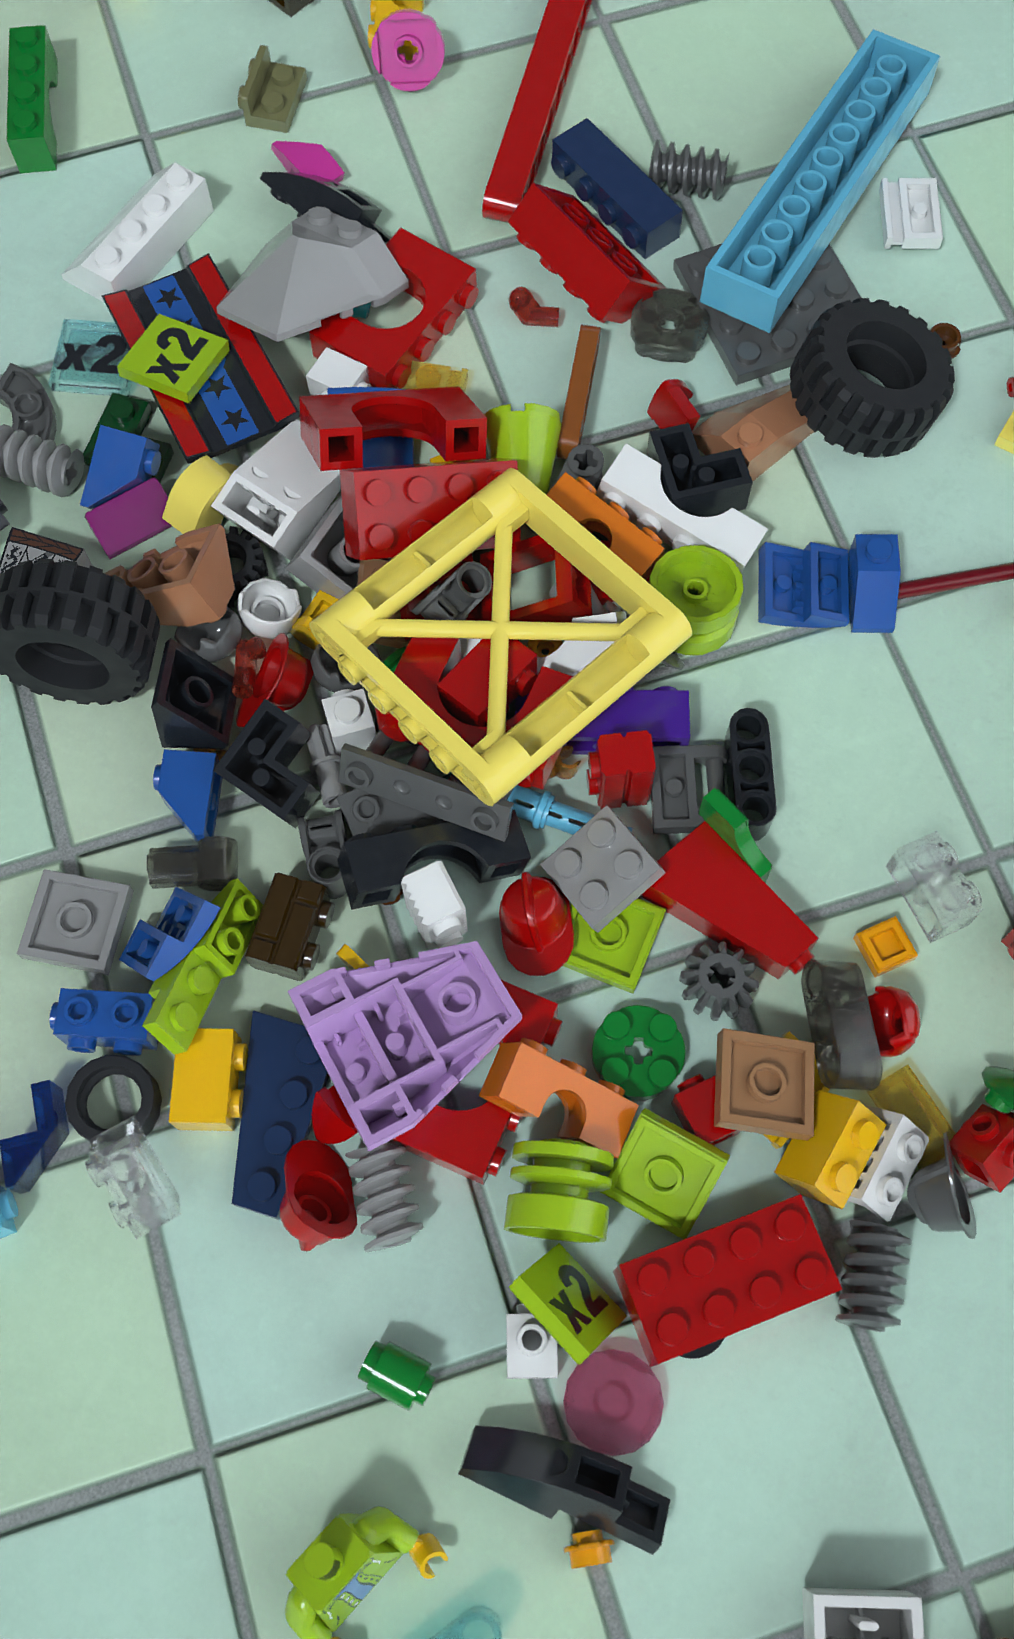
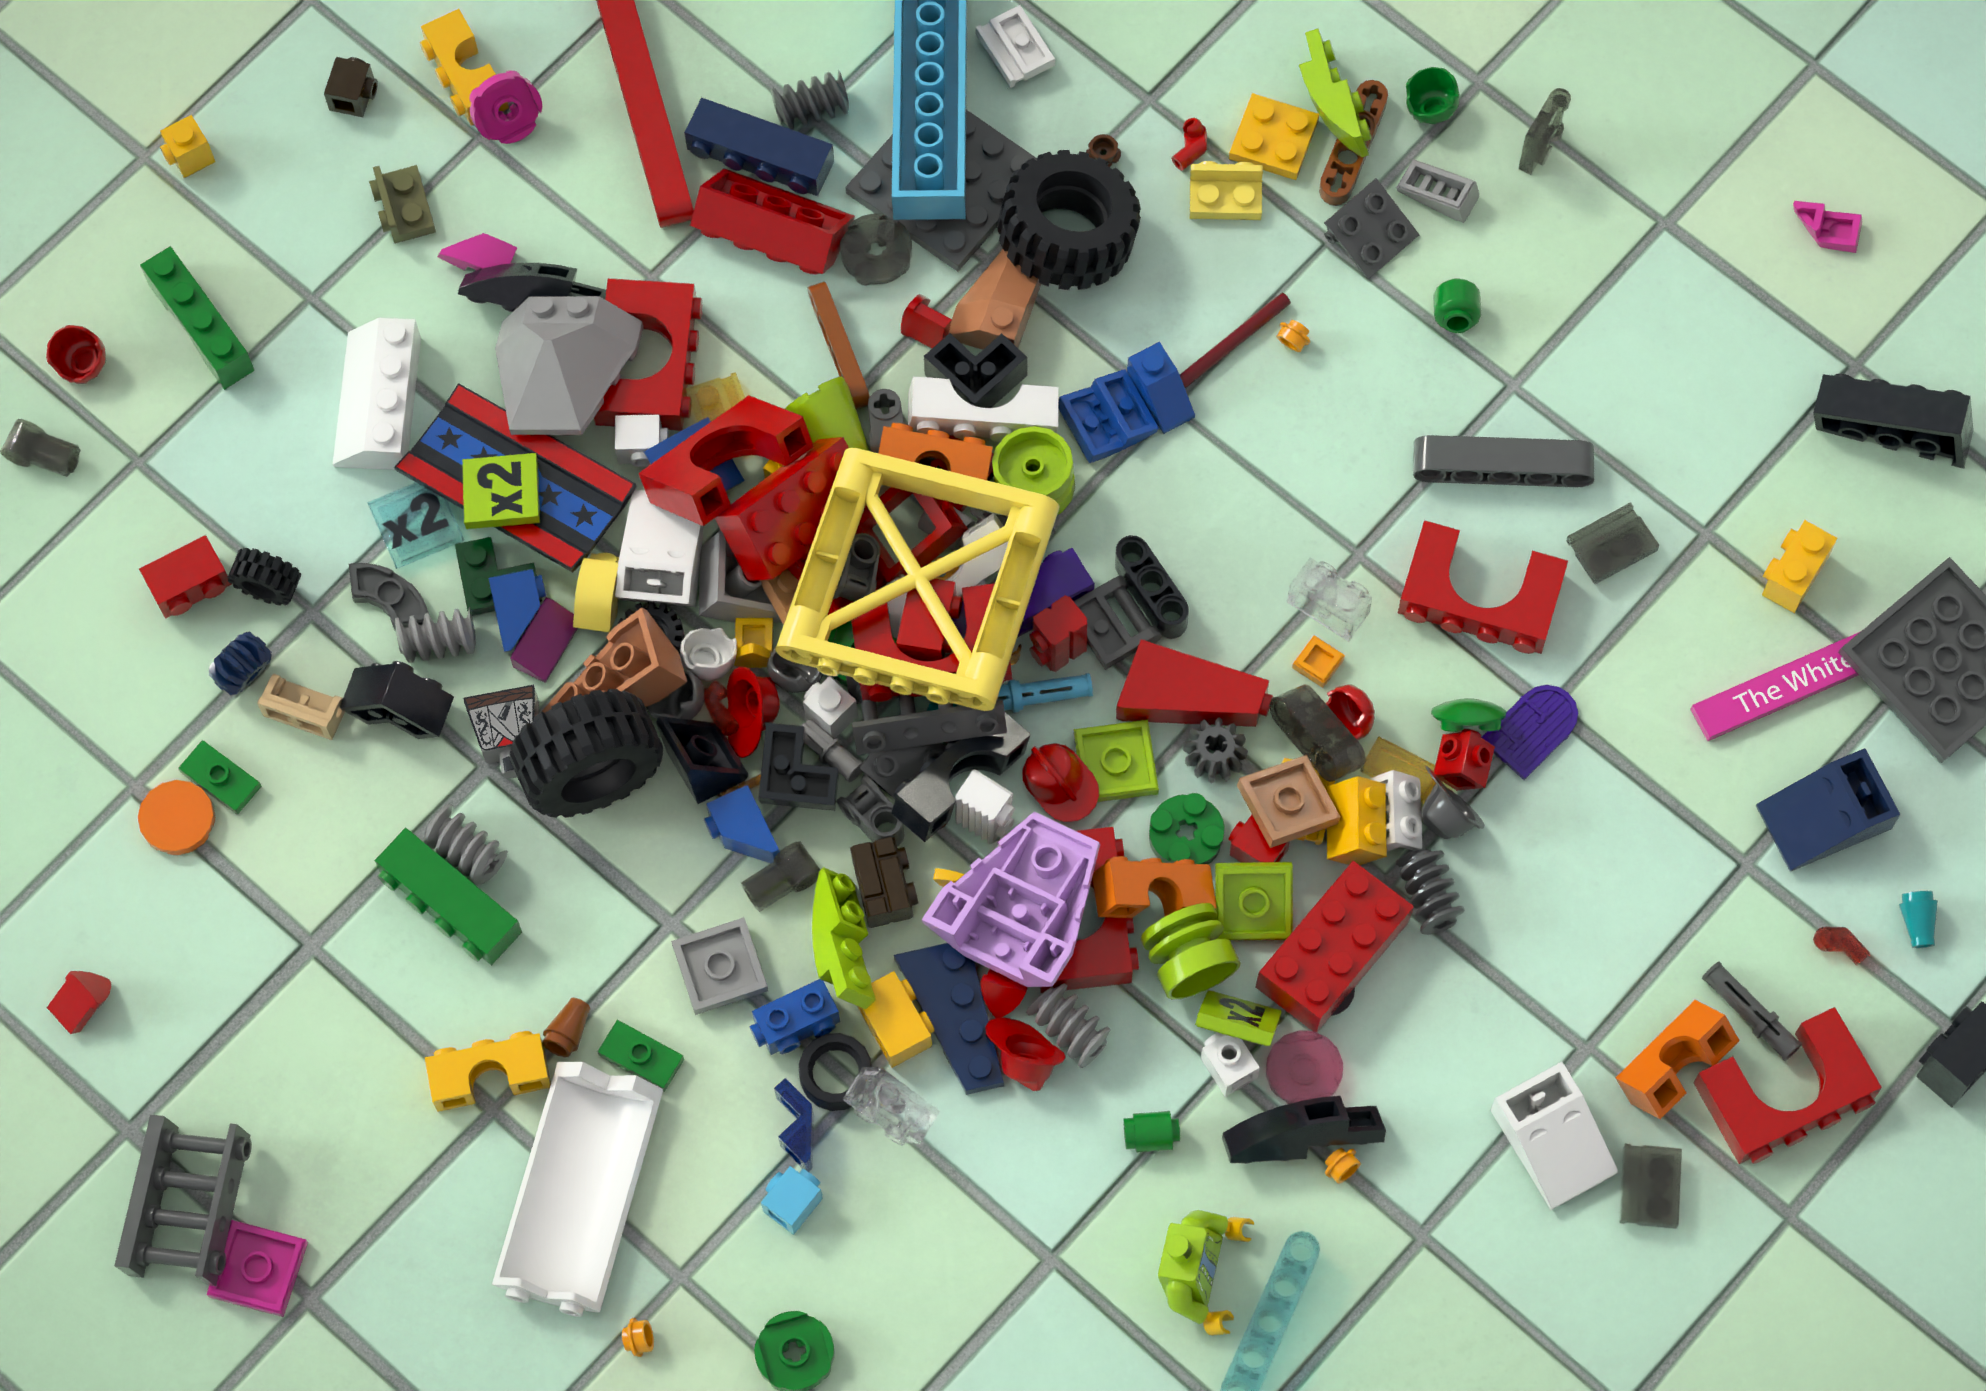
camera: 30 degrees left, 0 degrees up
(180, 927) = (803, 932): blue slope -> none
(530, 312) = (753, 294): clear red arm -> none
(602, 869) = (1087, 714): light grey plate -> none
(734, 830) = (1166, 634): green tile -> none

